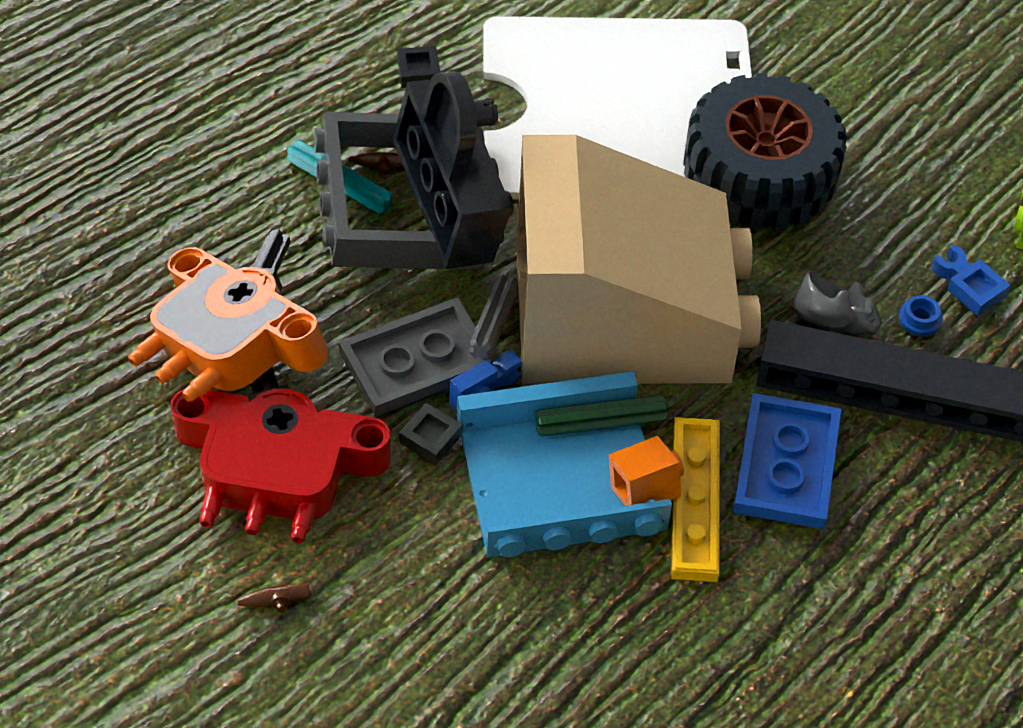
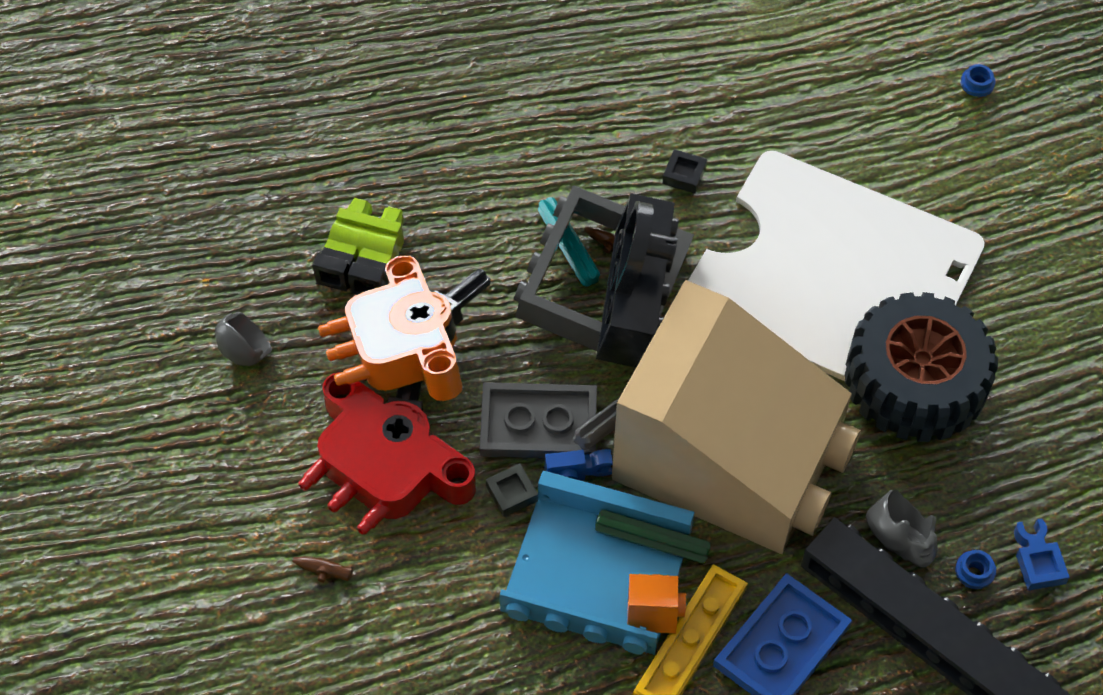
camera: 30 degrees right, 5 degrees up
(46, 407) = (241, 340): none -> dark grey hair
(119, 252) = (359, 248): none -> hips

